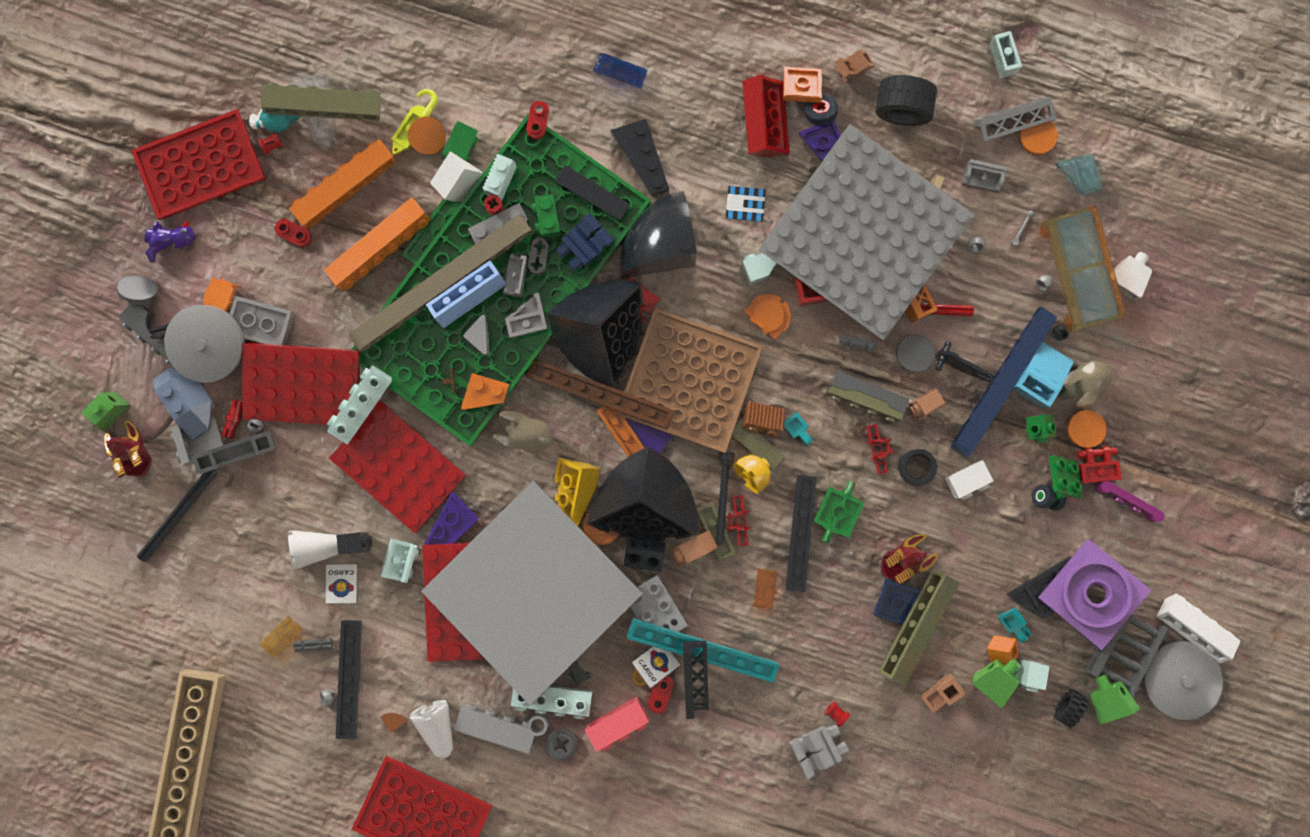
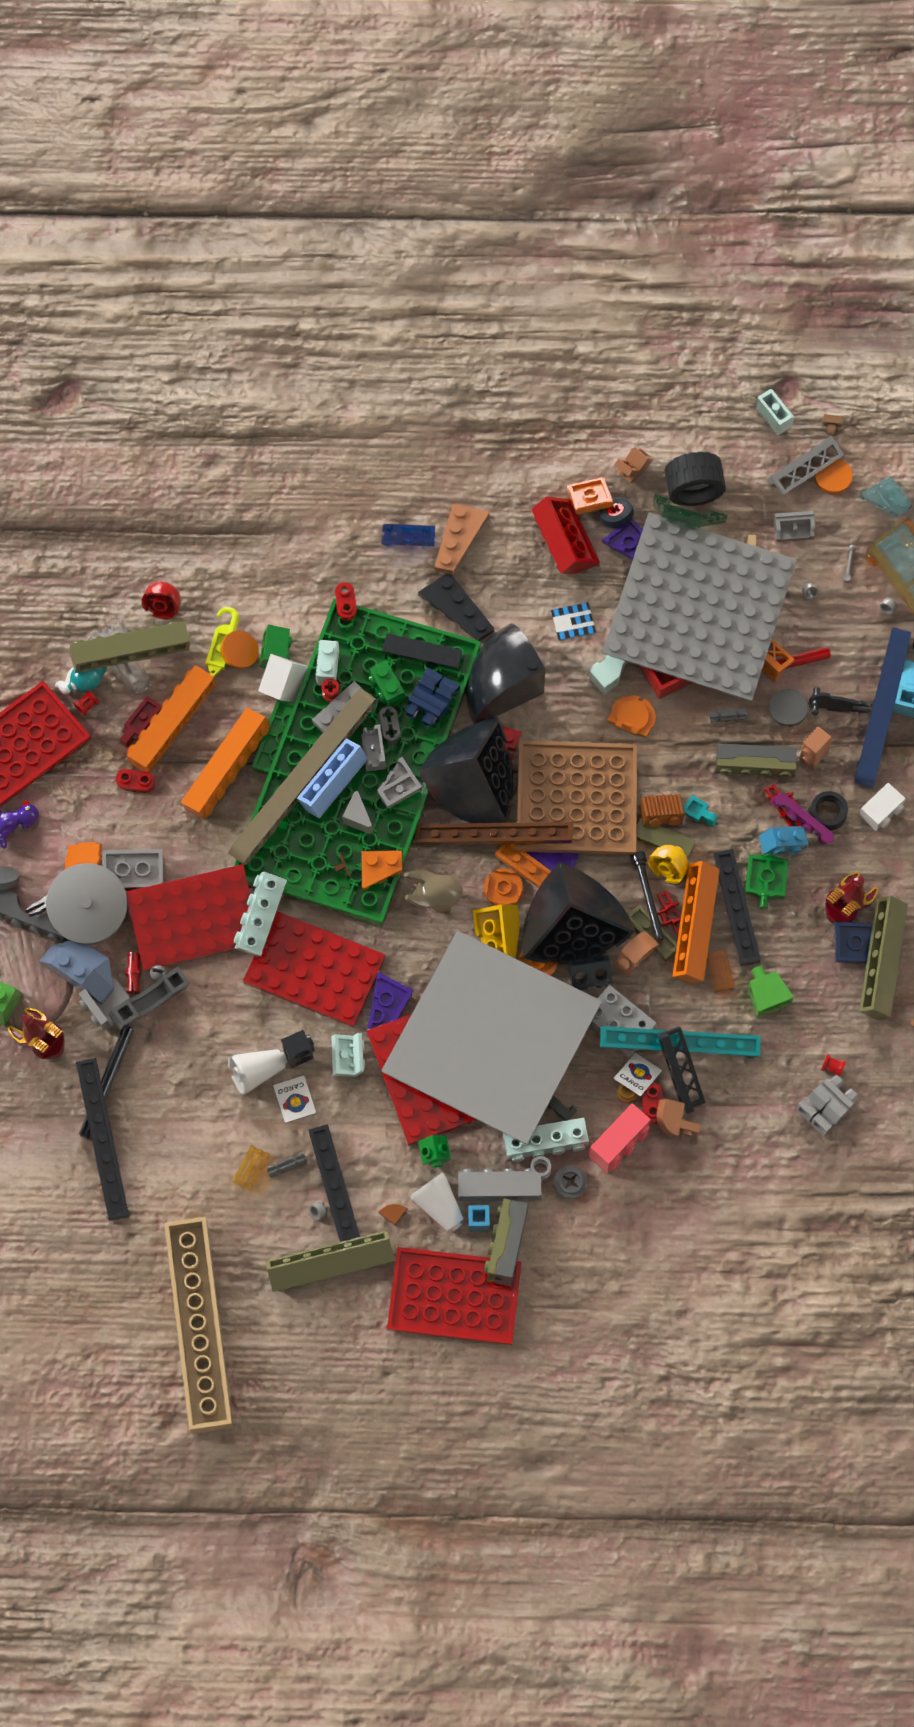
camera: 15 degrees left, 15 degrees down
(154, 569) = (102, 1139): none -> black tile
(313, 176) = (139, 720): none -> dark red hinge
(319, 751) = (330, 1261): none -> olive brick
(370, 62) = (161, 600): none -> red cylinder
(447, 678) = (434, 1151): none -> green brick
(466, 755) = (479, 1218): none -> dark azure brick
(483, 787) = (507, 1242): none -> piece
(594, 444) = (503, 887): none -> orange tile
(666, 86) = (459, 534): none -> nougat wing
(671, 717) = (670, 1119): none -> nougat brick
(758, 537) = (696, 922): none -> orange brick
(801, 624) = (768, 992): none -> bright green torso
(865, 486) = (783, 840): none -> dark azure brick
(885, 140) = (690, 518): none -> clear green wing
(895, 476) = (797, 813): none -> magenta plate
(1056, 81) = (832, 421): none -> medium nougat tile

